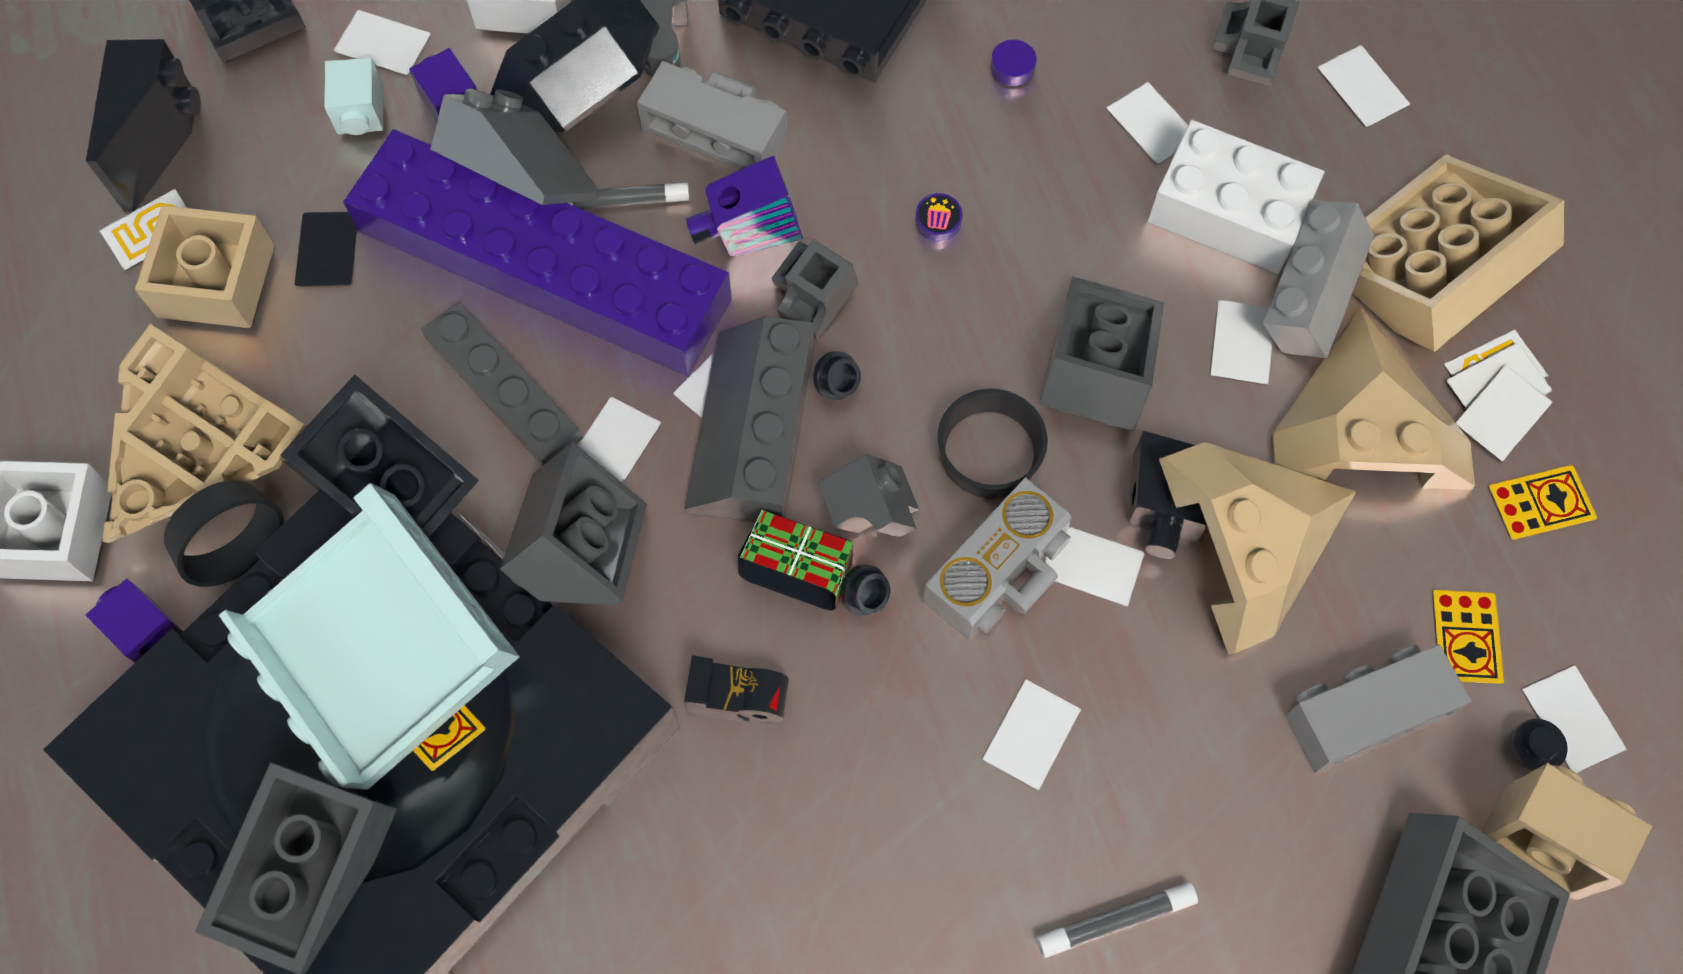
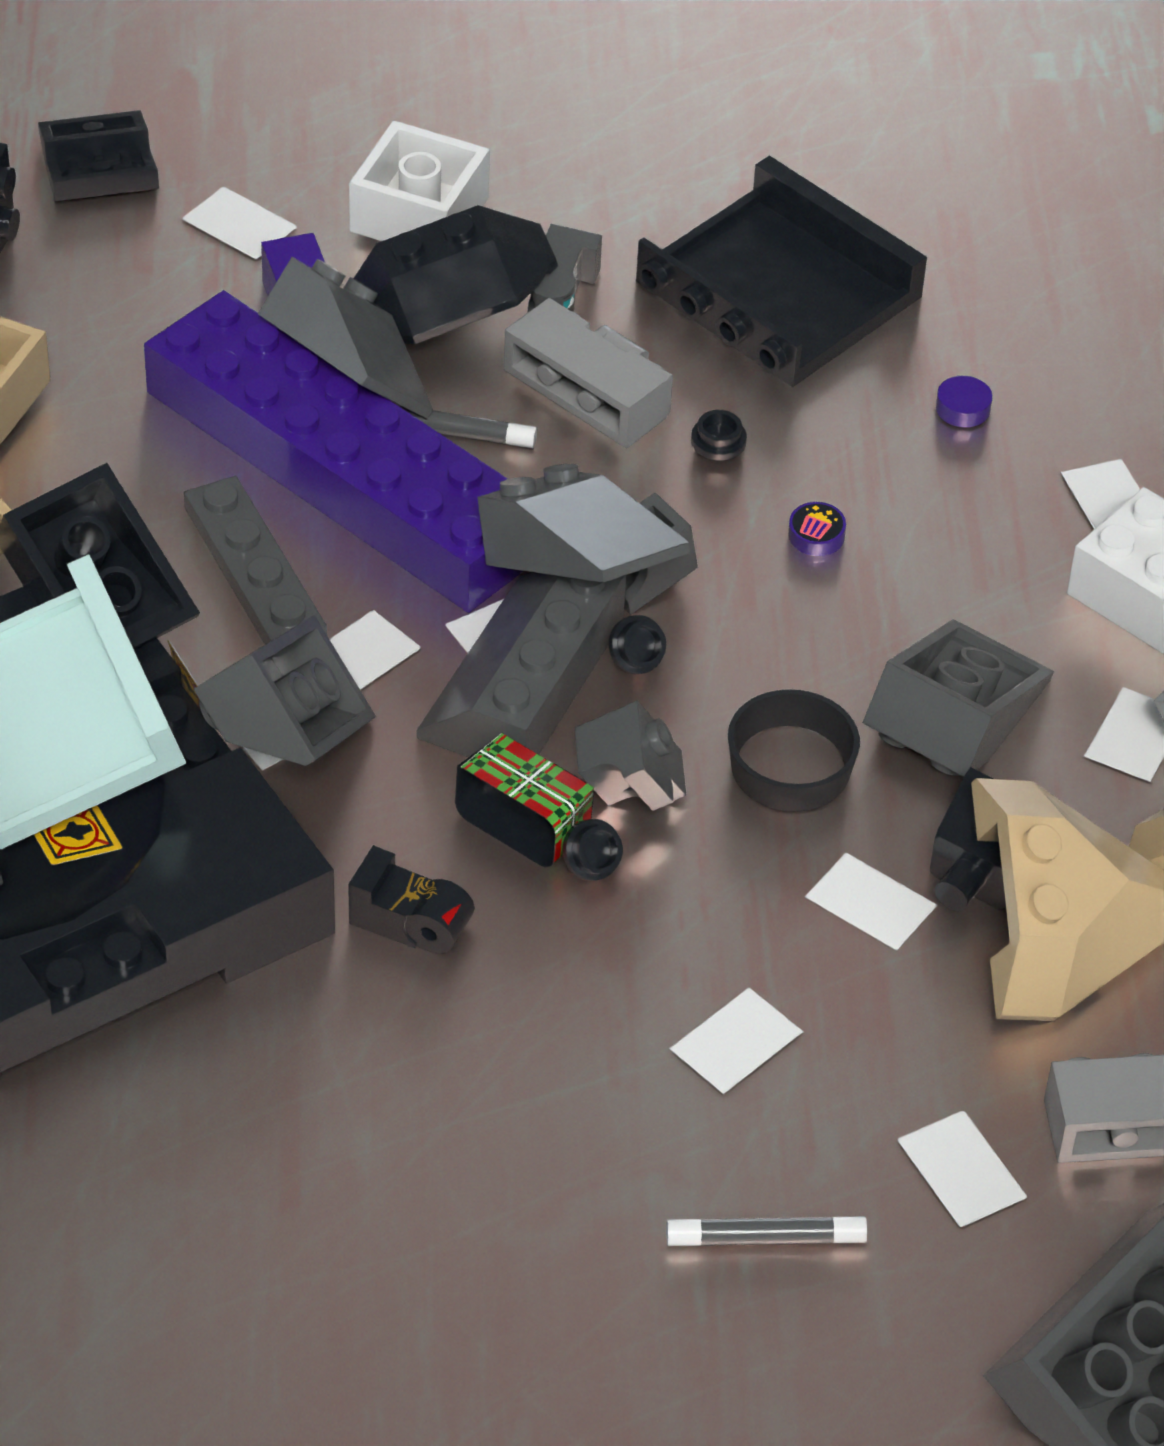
camera: 15 degrees right, 20 degrees down
(326, 249) = (105, 399): black sticker -> none
(354, 96) = (190, 257): light aqua brick -> none
(748, 211) = (601, 442): dark purple torso -> none
(766, 302) = (573, 527): none -> dark grey slope
(835, 151) = (719, 435): none -> black plate
(981, 572) = (759, 857): light grey piece -> none
(1245, 803) = (962, 1168): none -> white sticker

